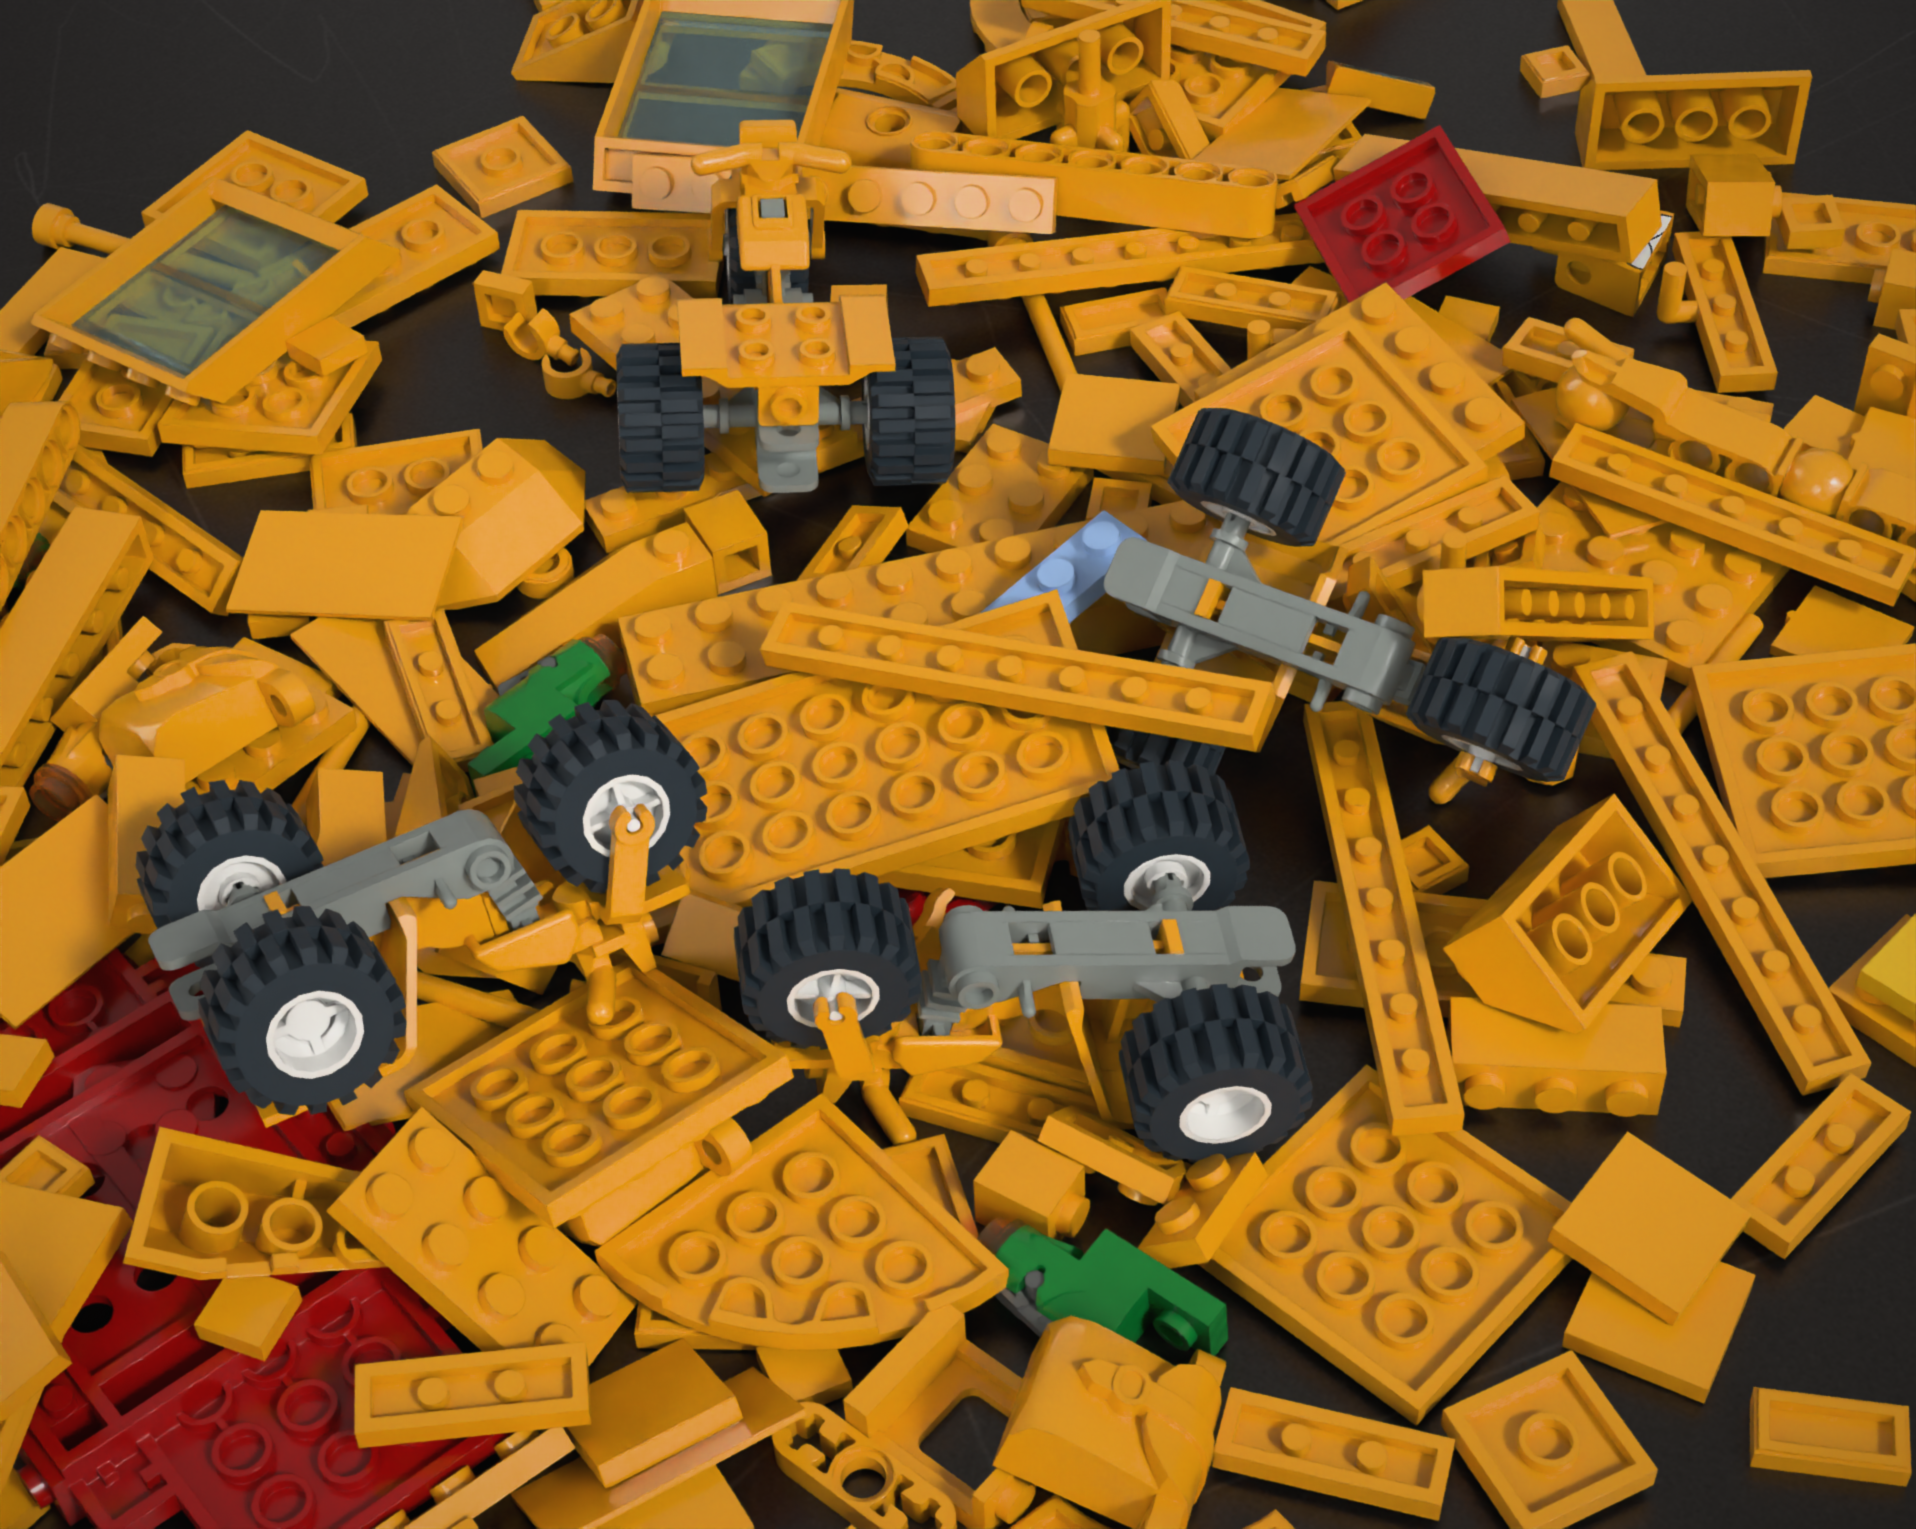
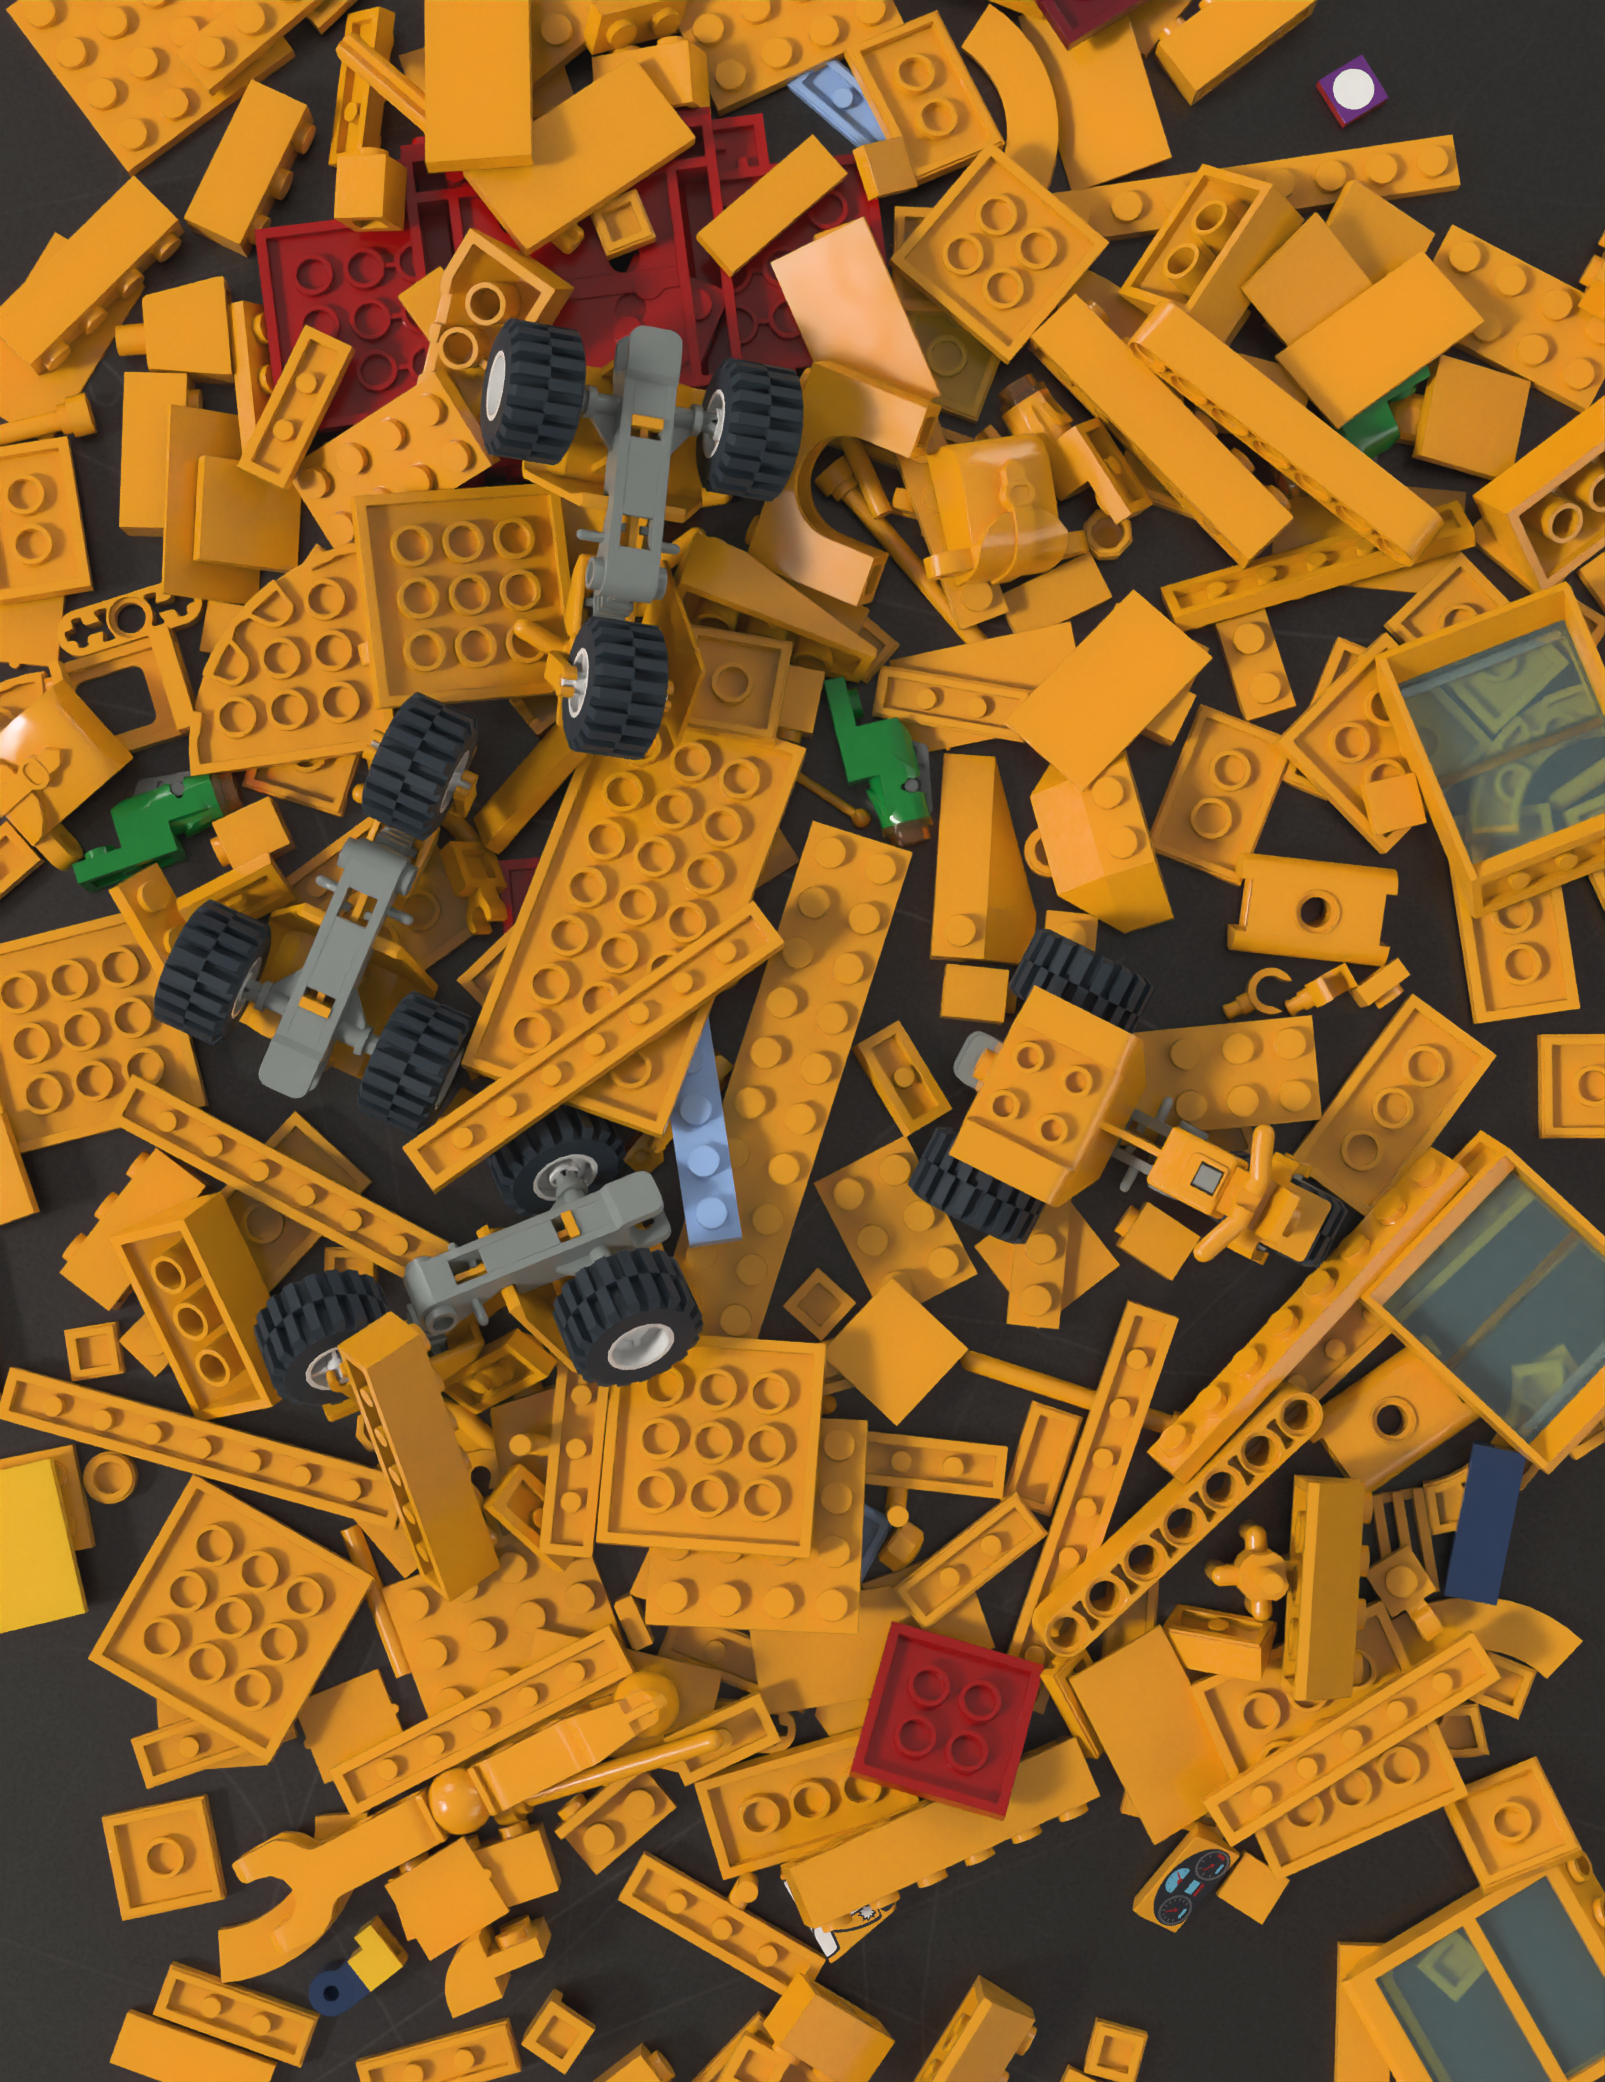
camera: 120 degrees right, 40 degrees up
(129, 1455) = (370, 191): none -> light orange brick
(236, 518) = (1254, 665): none -> light orange plate
(468, 365) = (1350, 918): none -> light orange piece
(922, 48) = (1484, 1523): none -> dark blue tile
(1347, 50) = (1251, 1887): none -> light orange tile
(1525, 284) = (790, 1804): none -> light orange plate
(1533, 473) = (633, 1621): none -> light orange tile
(1714, 1035) = (95, 1351): none -> light orange tile
(1829, 944) = (110, 1477): none -> light orange tile

